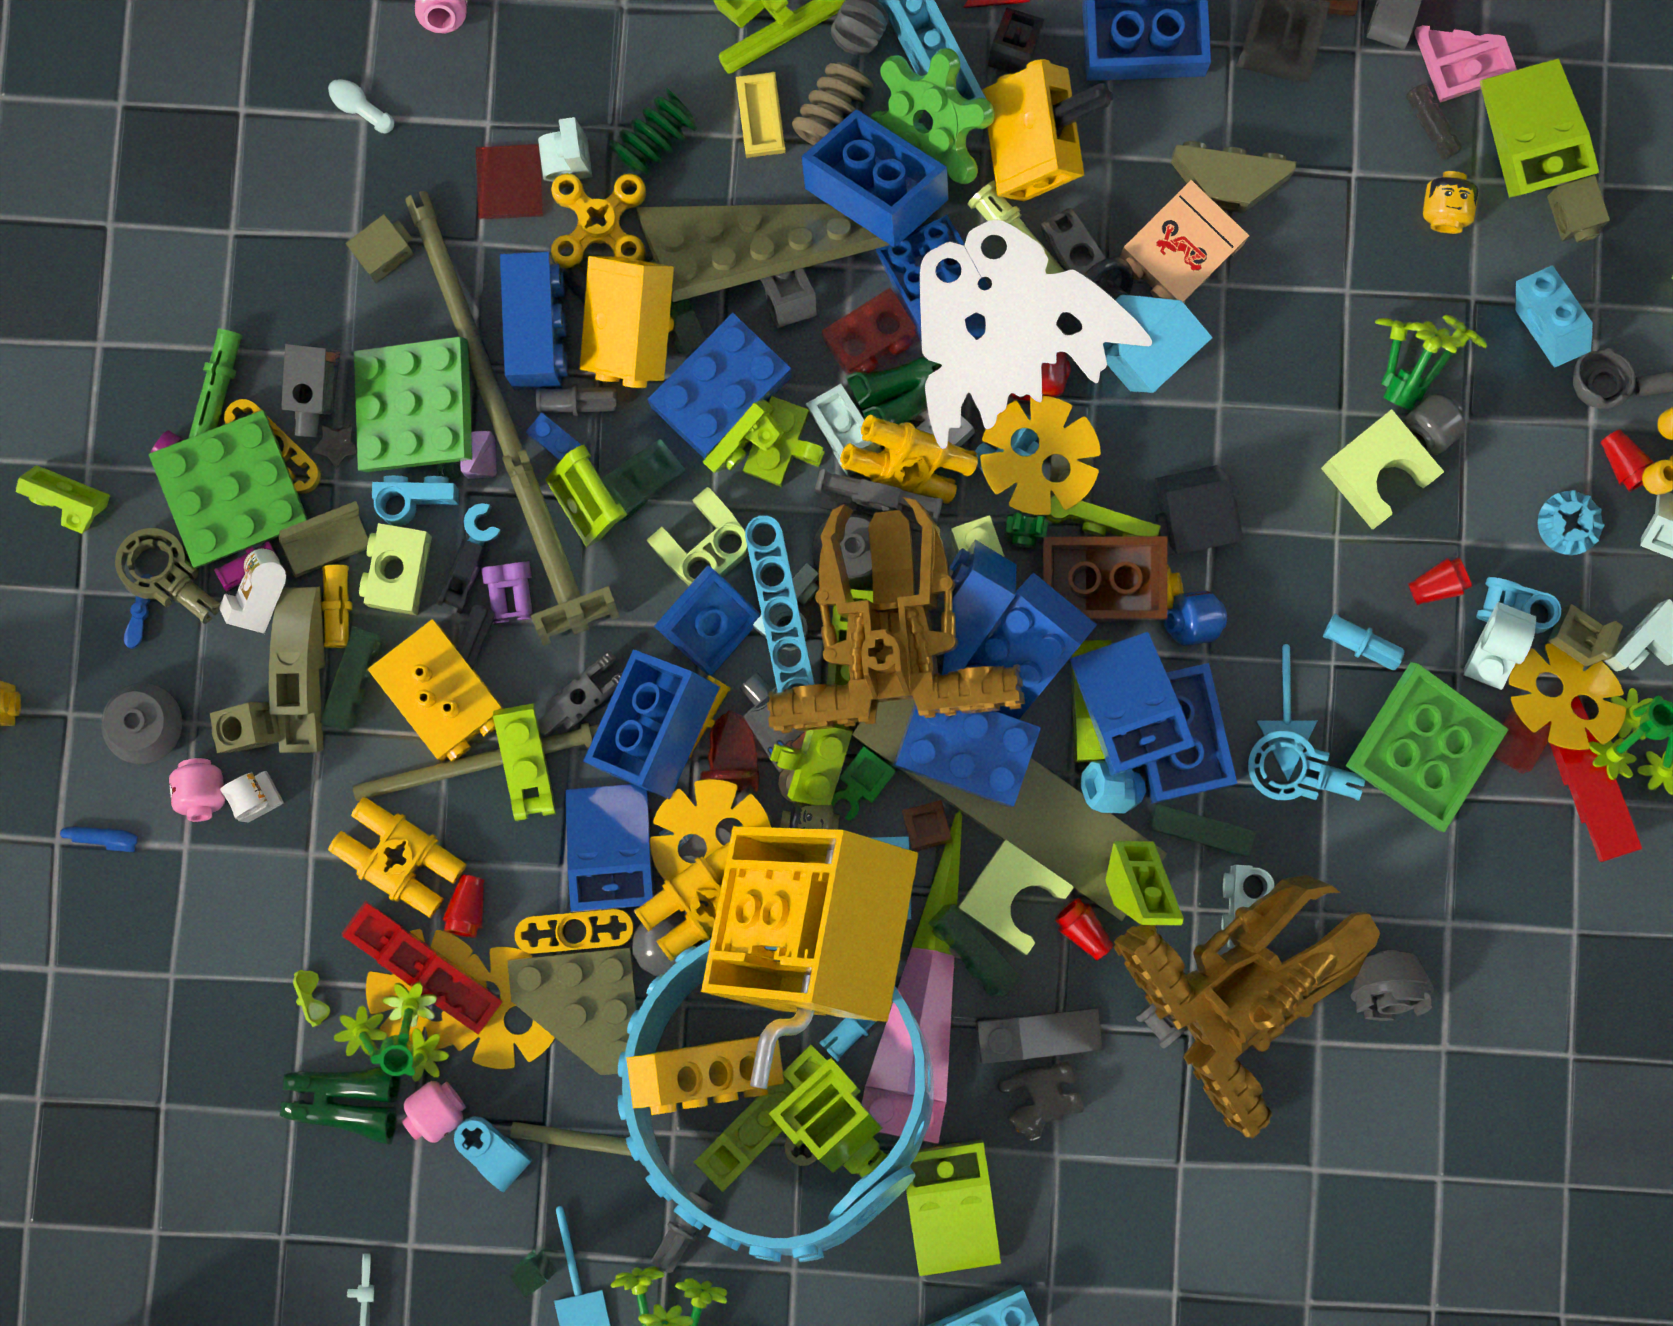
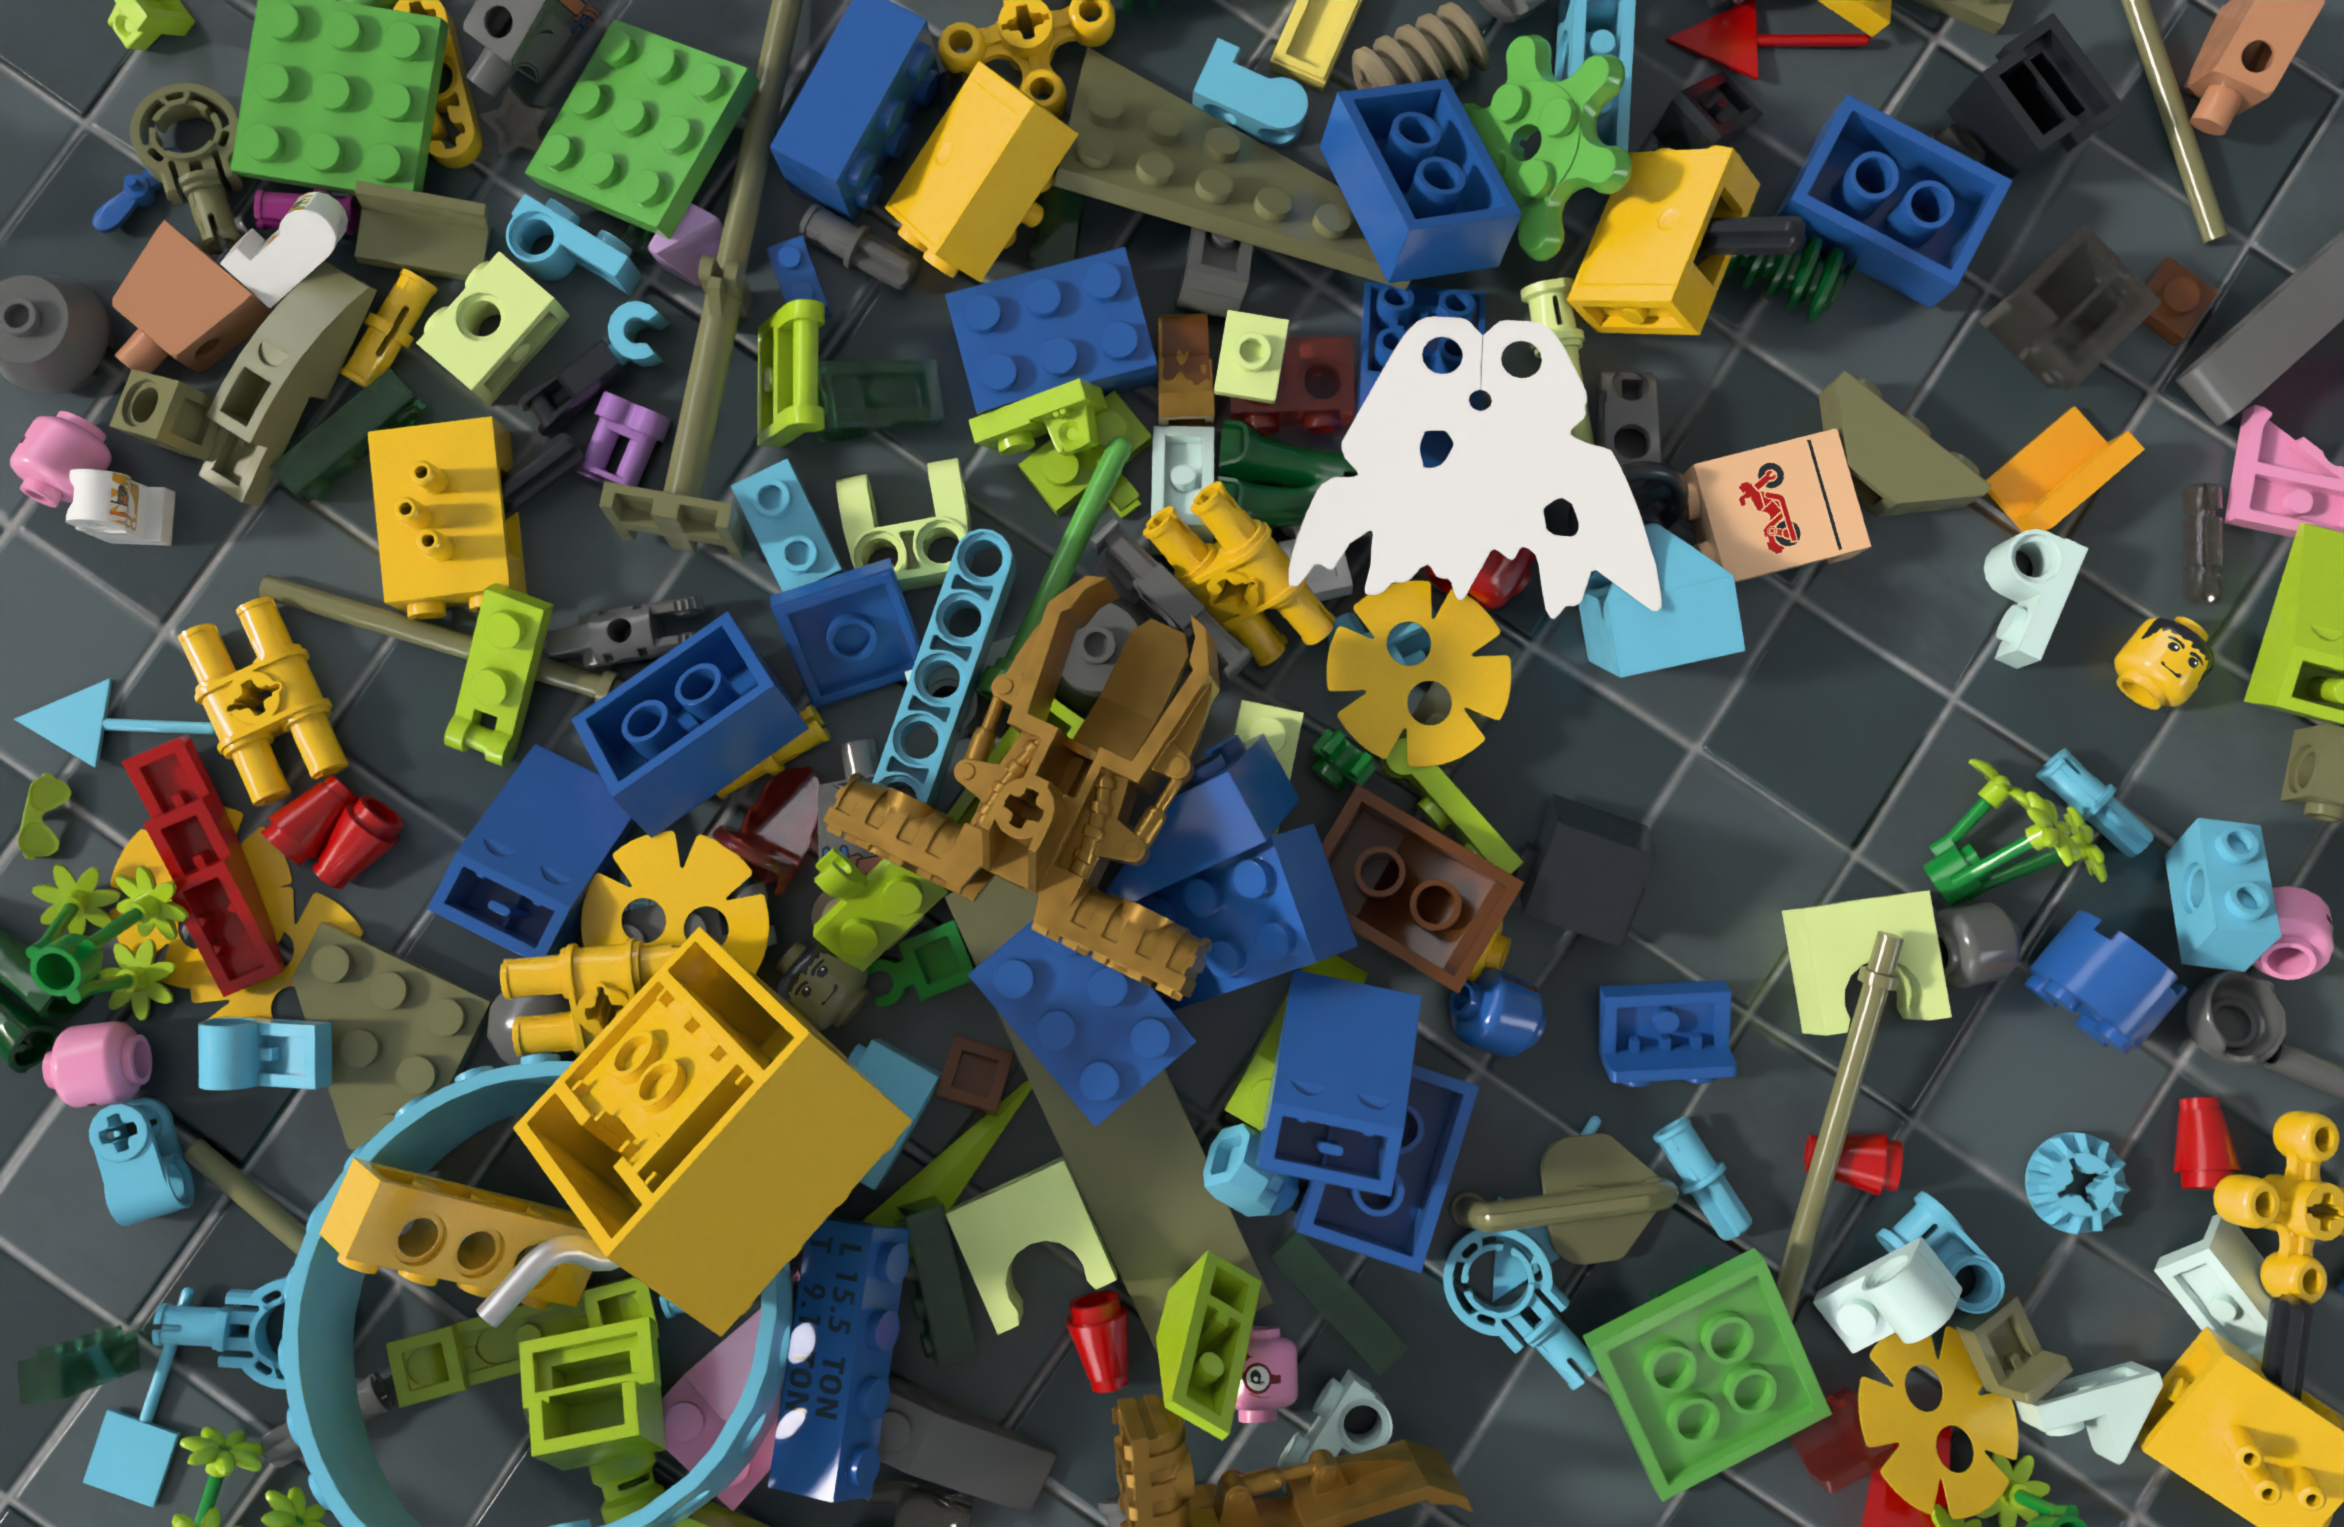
camera: 25 degrees right, 0 degrees up
(212, 661) = (183, 306): none -> nougat torso
(297, 933) = (81, 718): none -> medium azure piece
(500, 902) = (357, 841): none -> red cone
(525, 1048) = (264, 1052): none -> medium azure plate
(543, 923) = (385, 933): yellow beam -> none
(589, 1217) = (221, 1331): none -> medium azure pin
(638, 583) = (787, 526): none -> medium azure brick
(749, 185) = (1250, 102): none -> medium azure leg
(806, 362) = (1185, 371): none -> leg
(806, 517) = (1067, 554): none -> bright green piece
(840, 332) = (1251, 357): none -> yellowish green bracket
(950, 1016) = (840, 1360): none -> blue brick
(1126, 100) = (1800, 273): none -> dark green piece
(1189, 892) = (1268, 1376): none -> bright pink head
(1295, 573) = (1666, 1032): none -> blue bracket
(1308, 689) = (1591, 1200): none -> olive piece
(1329, 128) = (2058, 471): none -> light orange panel
(1363, 226) = (2040, 598): none -> light aqua plate
(1390, 475) = (1877, 981): none -> olive bar
(1458, 304) = (2095, 802): none -> medium azure axle
(1518, 402) = (2107, 981): none -> blue brick
(1608, 312) = (2305, 935): none -> bright pink head

